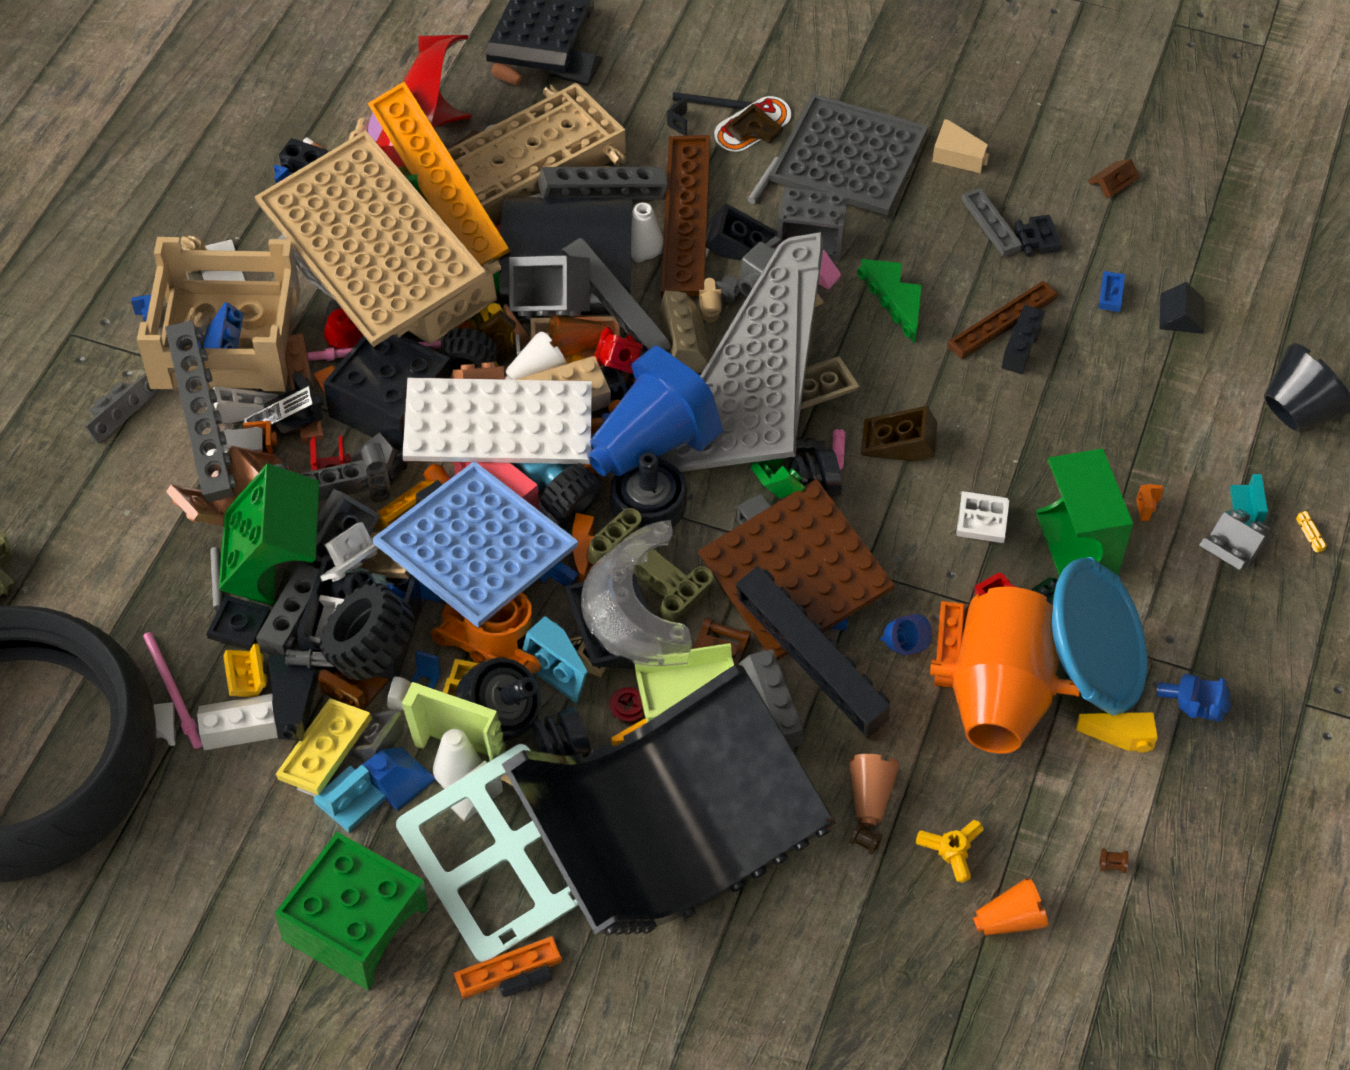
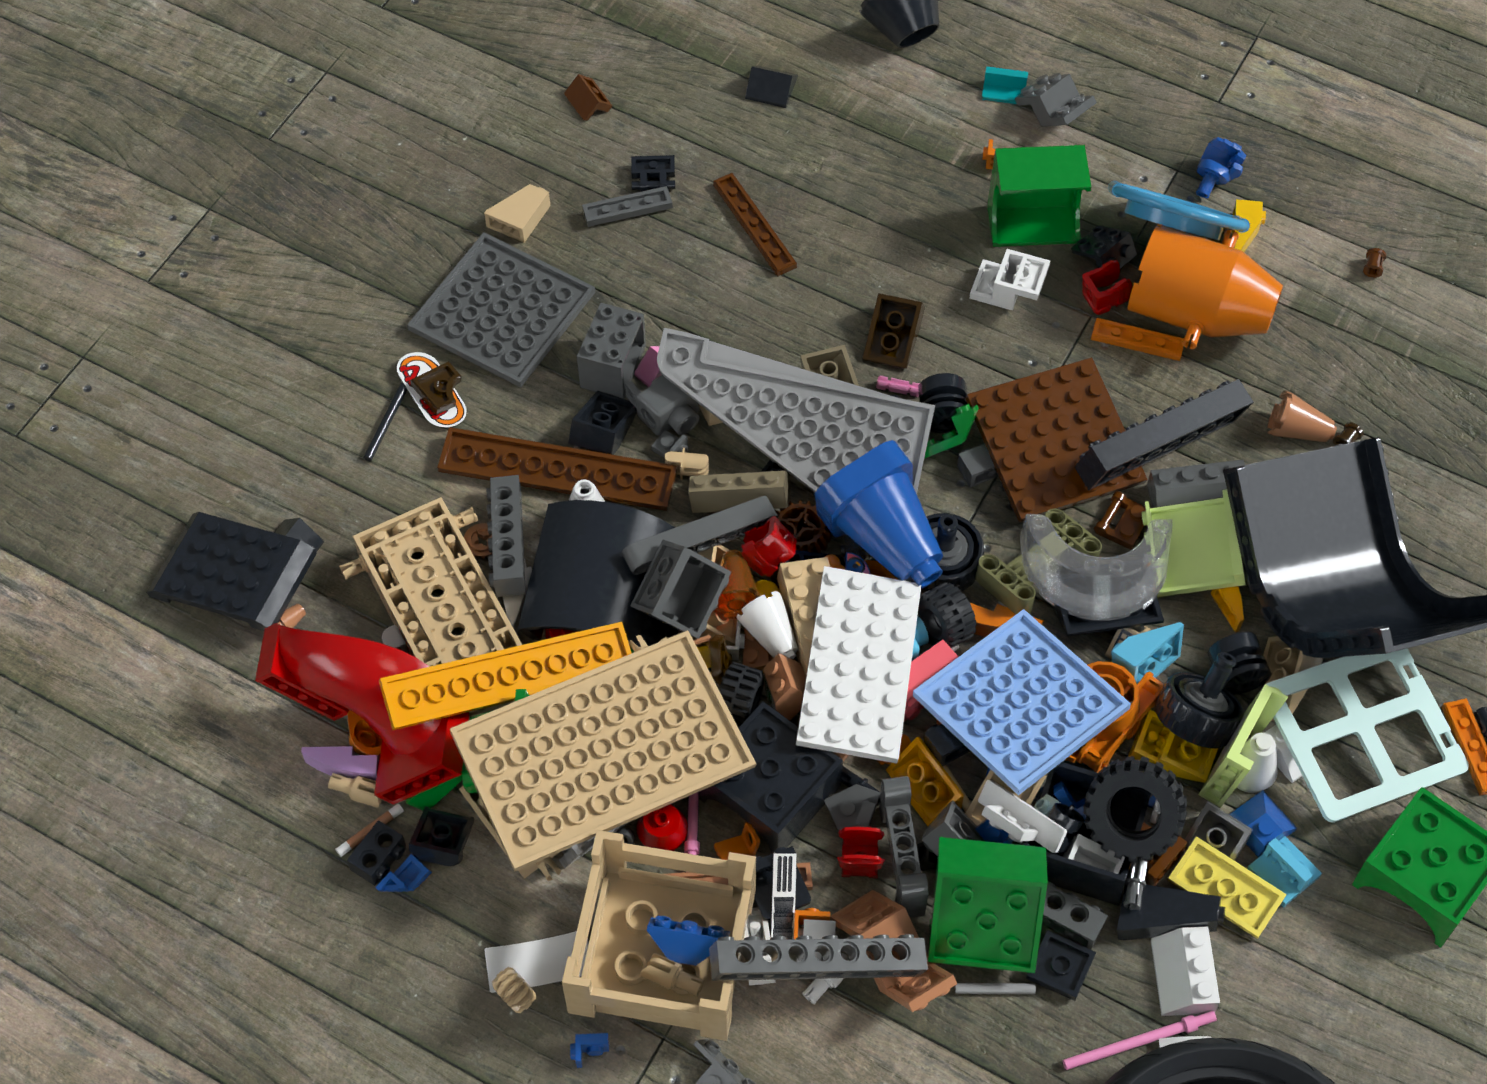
camera: 80 degrees left, 5 degrees up
(245, 672) = (1128, 959): yellow bracket -> none
(622, 698) = (1200, 608): dark red gear -> none
(675, 113) = (408, 461): black bracket -> none
(762, 183) = (519, 392): light grey bar -> none
(898, 298) = (718, 300): green slope -> none
(908, 634) = (1131, 369): blue piece -> none
(959, 840) = (1359, 372): yellow bush -> none
(1012, 911) = (1428, 338): orange cone -> none
(1022, 339) = (805, 214): black arch -> none
(1111, 291) = (738, 130): blue plate -> none
(1311, 532) = (1043, 52): yellow axle -> none

